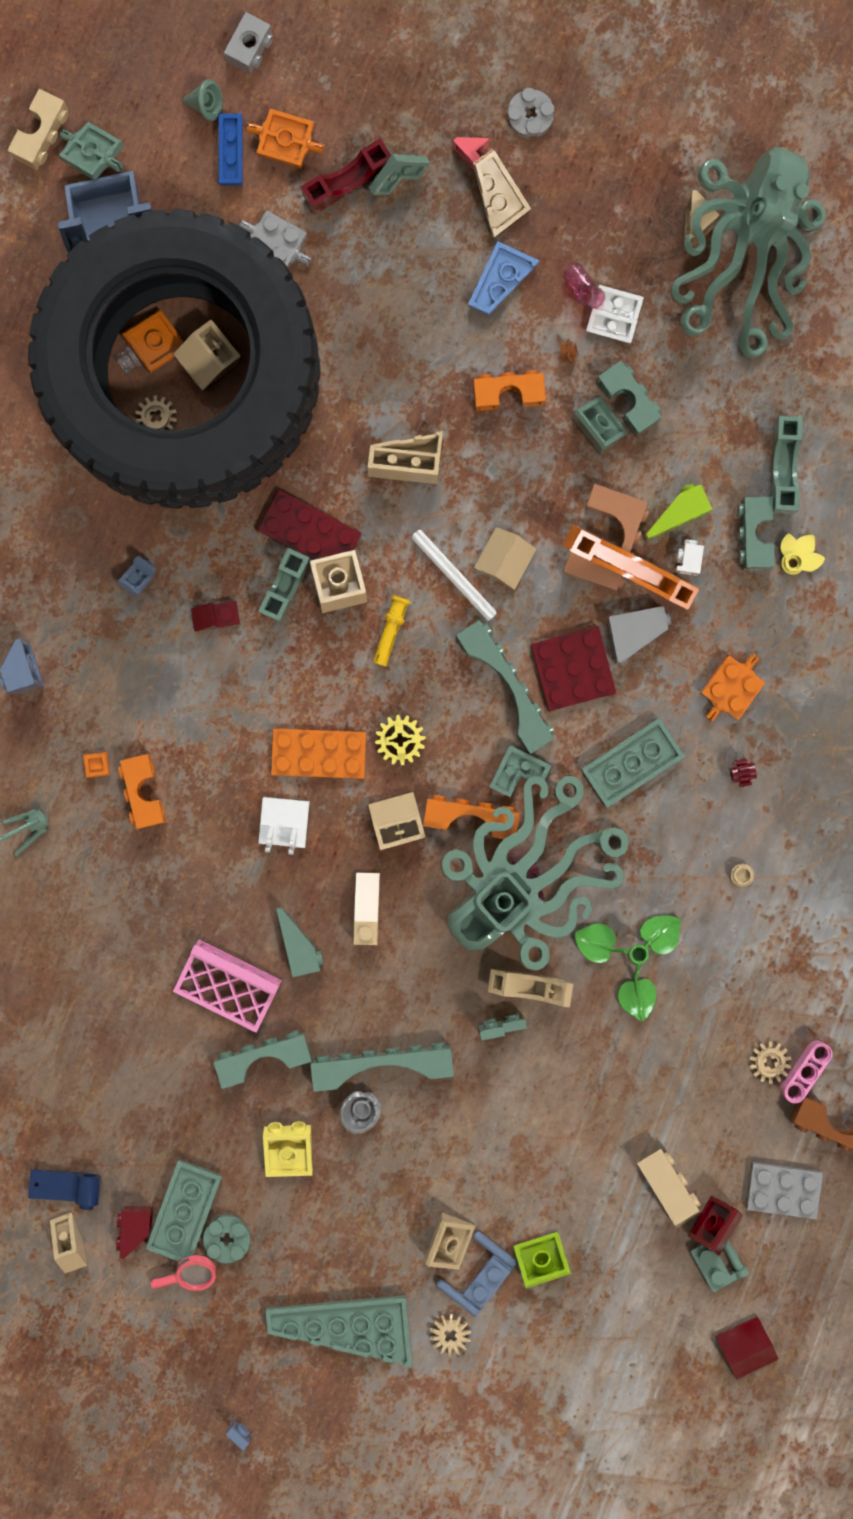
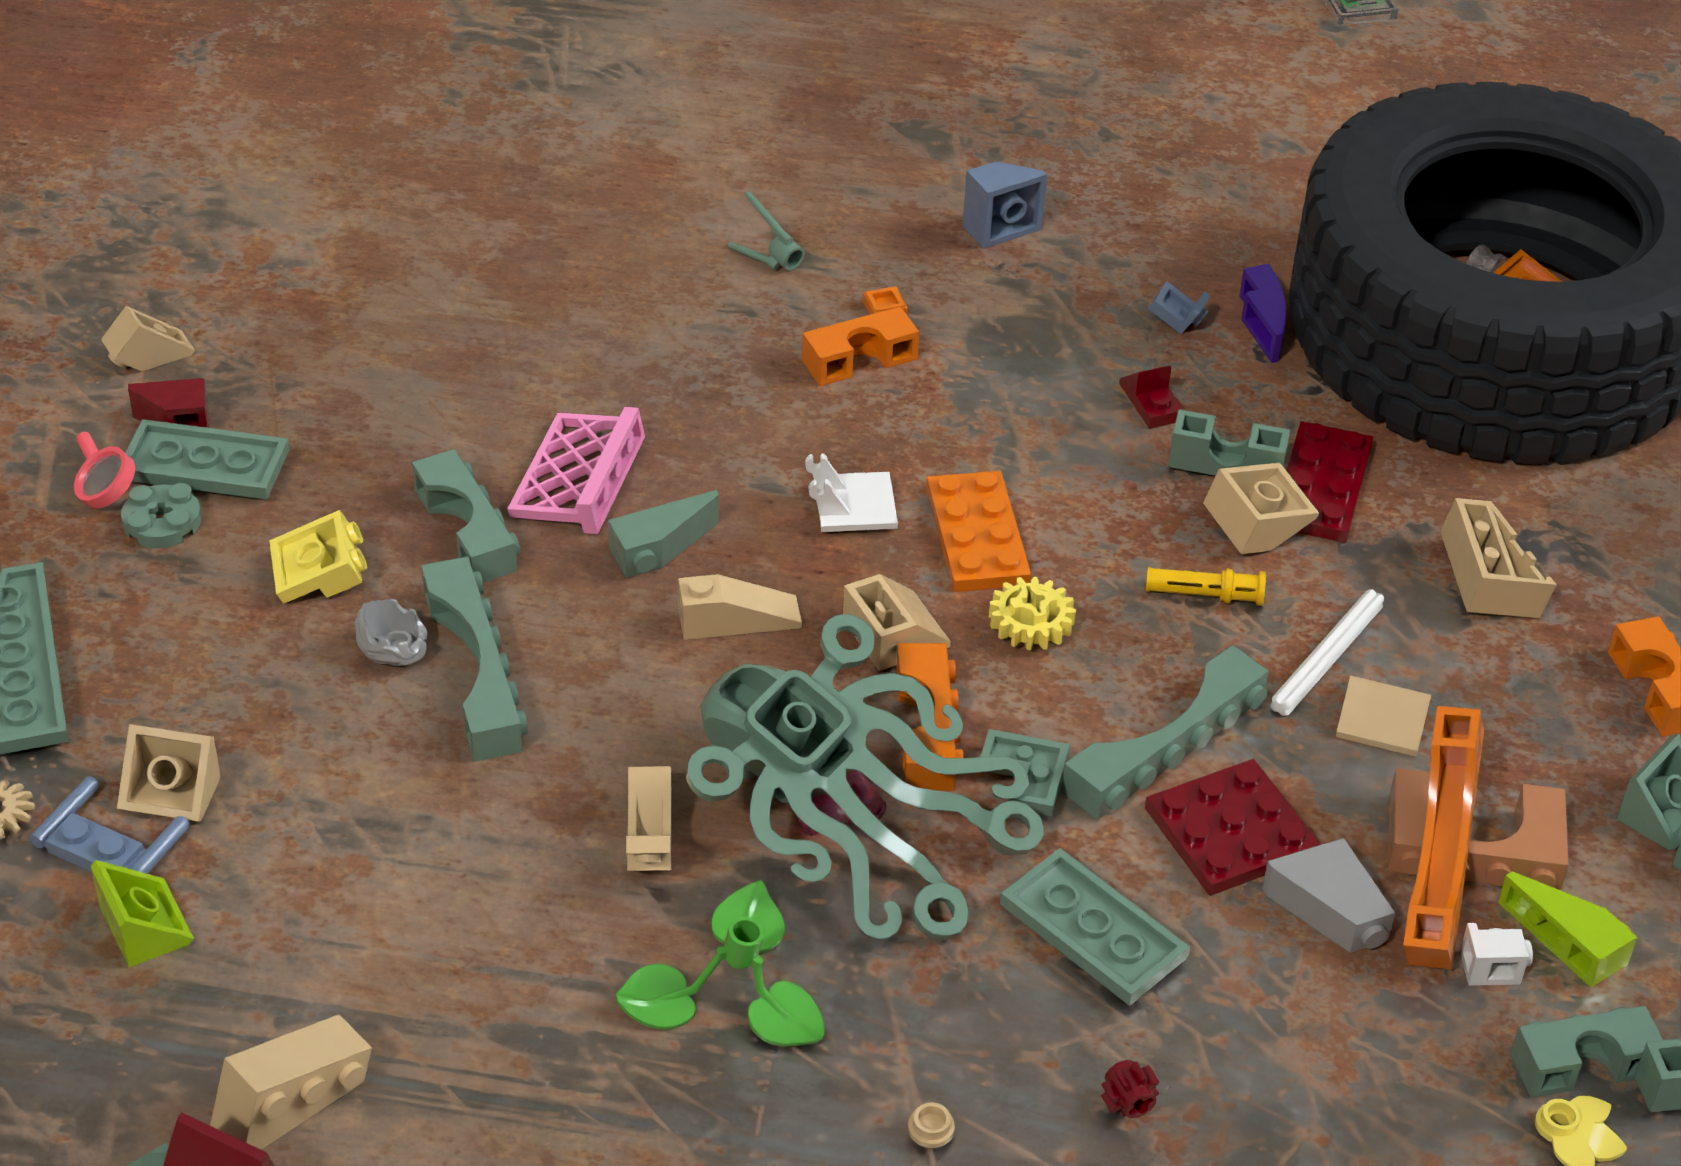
camera: 75 degrees right, 45 degrees down
(66, 1186) = (235, 335): dark blue door -> none
(149, 520) = (1264, 308): none -> dark purple slope
(493, 1029) = (567, 787): sand green plate -> none
(732, 687) = (1285, 1060): orange plate -> none

